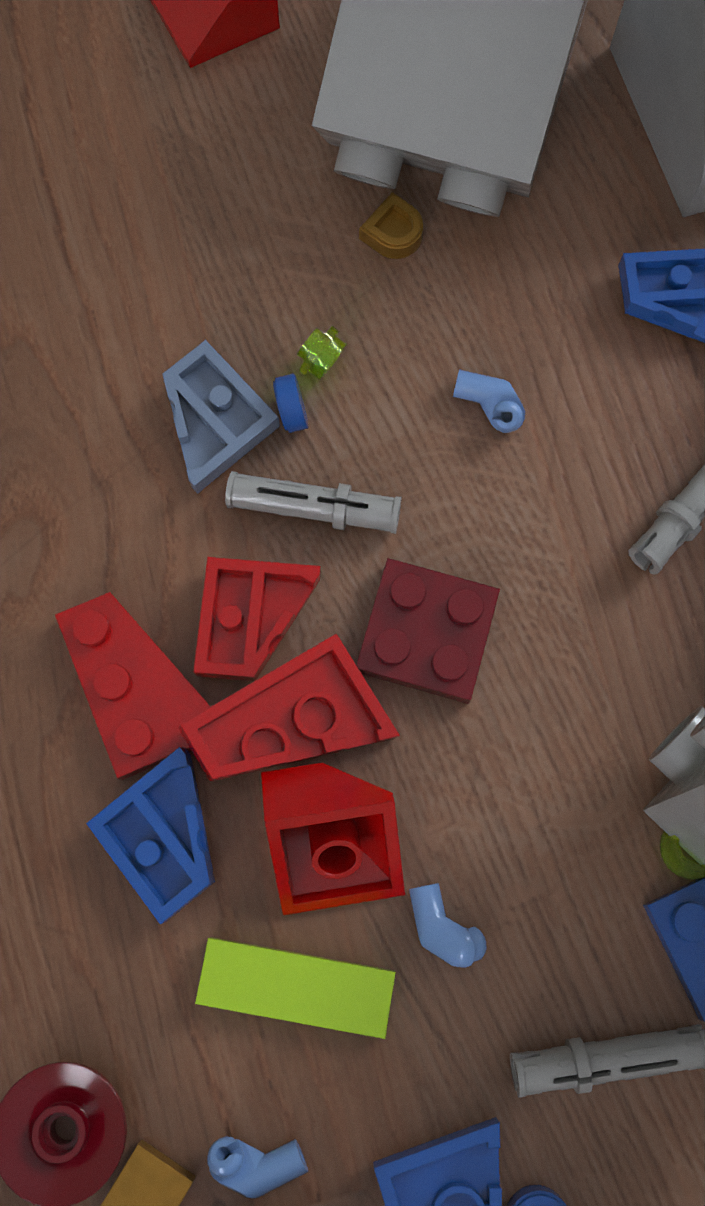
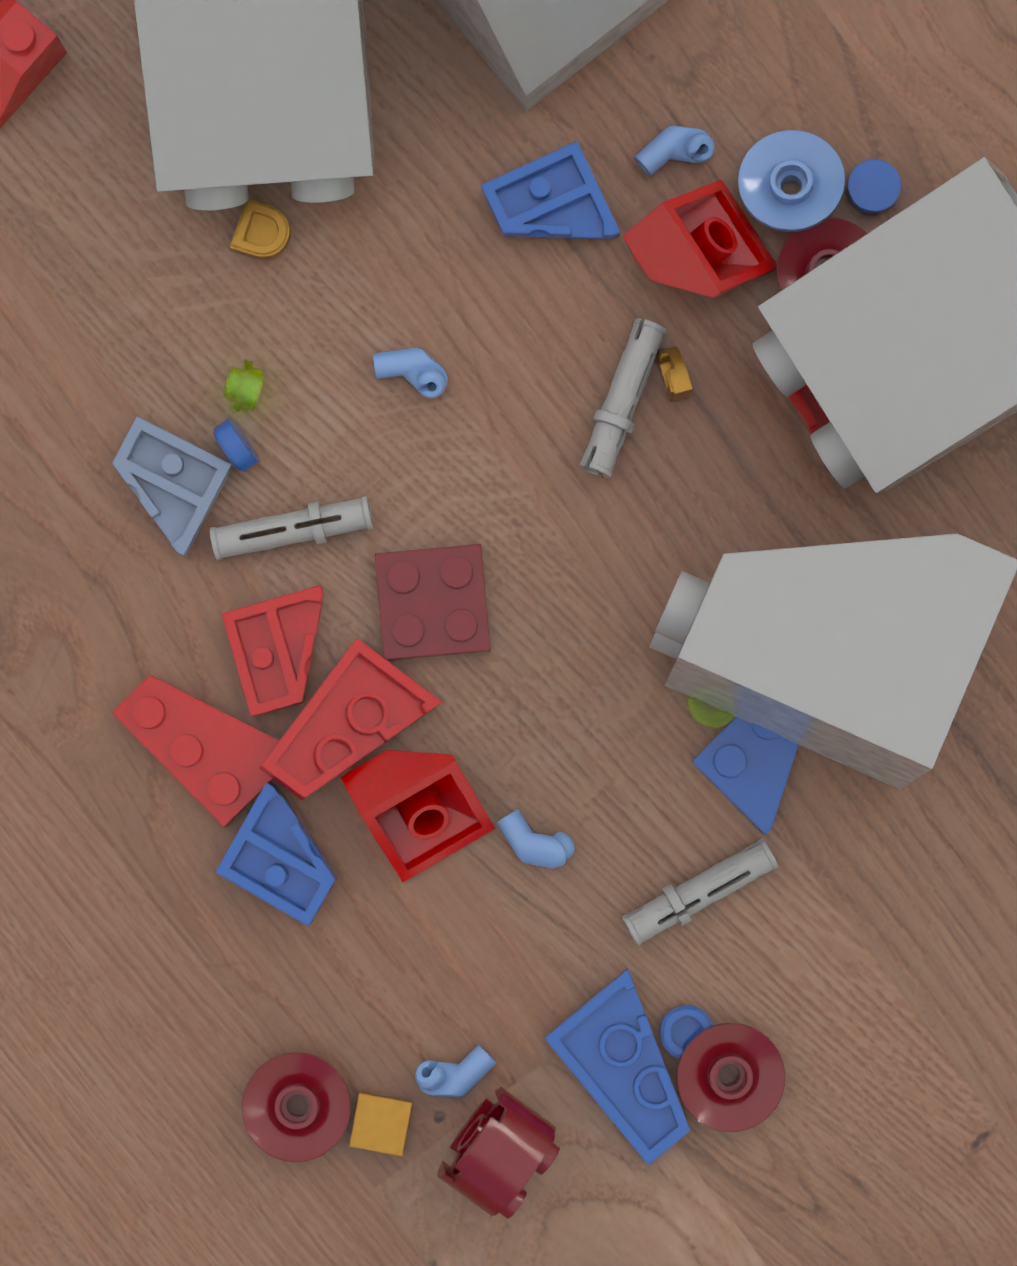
camera: 15 degrees left, 10 degrees up
(296, 987) = (434, 933): lime tile -> none

